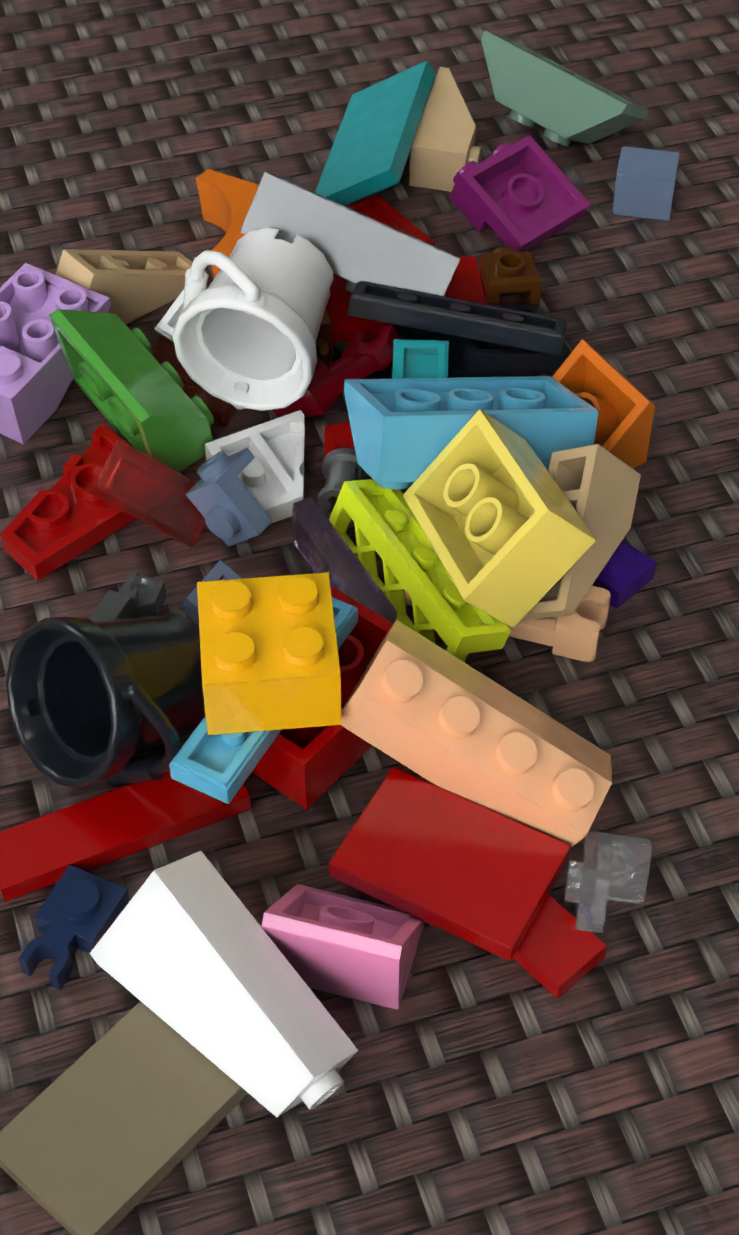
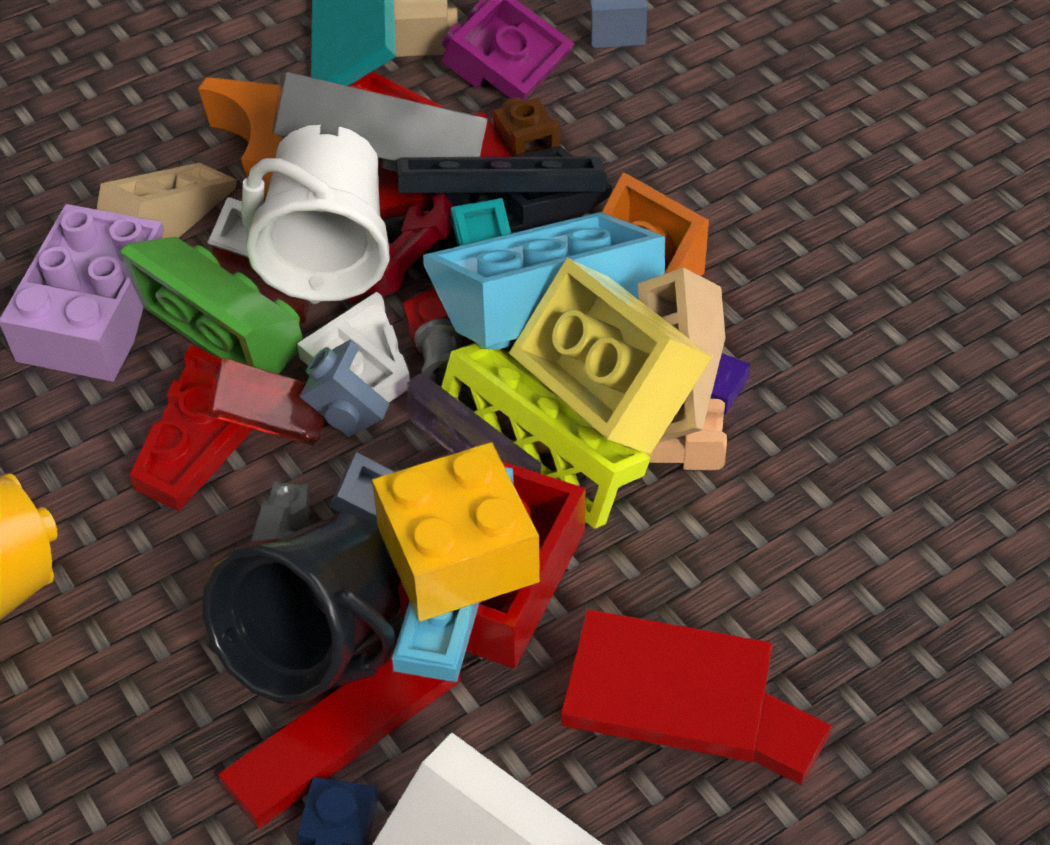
camera: 15 degrees left, 0 degrees up
(345, 943) = (602, 783): bright pink slope -> none
(476, 737) = (658, 564): light nougat slope -> none
(610, 869) = (809, 659): clear bracket -> none

